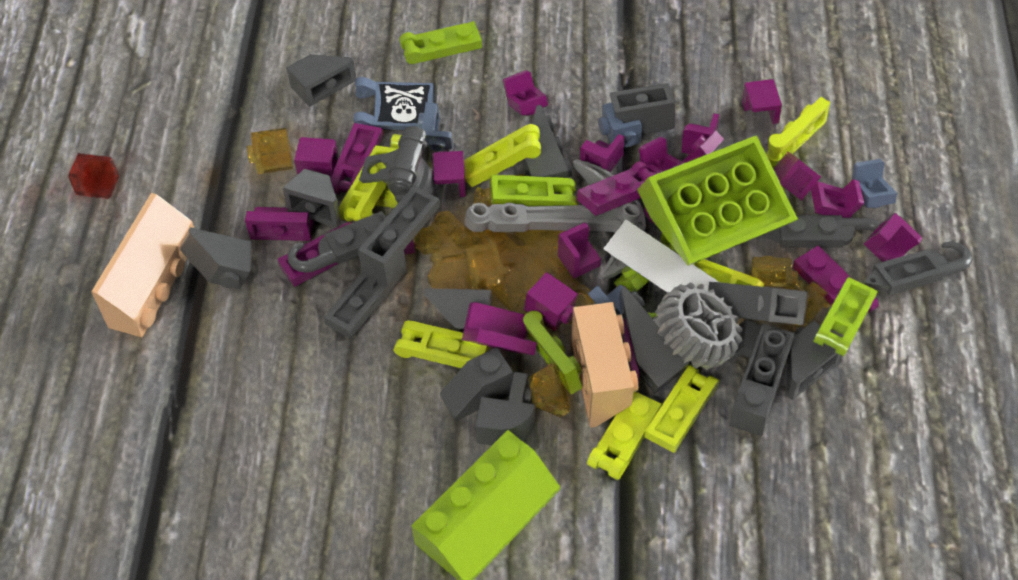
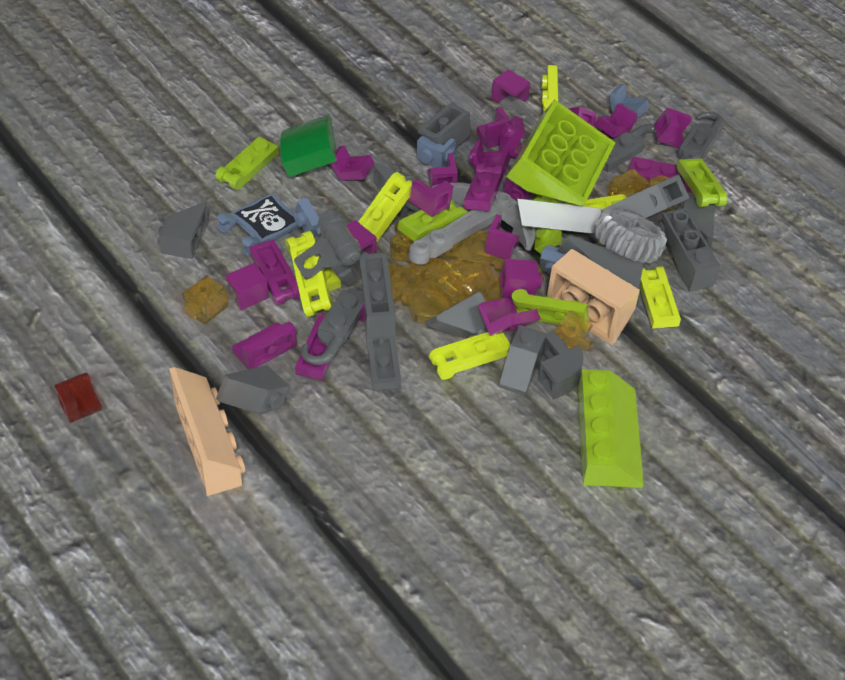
camera: 45 degrees left, 5 degrees down
(313, 194) = (280, 306): dark grey slope -> none
(501, 53) = (308, 145): none -> green slope
(543, 171) = (431, 199): none -> magenta panel
(624, 436) = (641, 337): neon yellow plate -> none

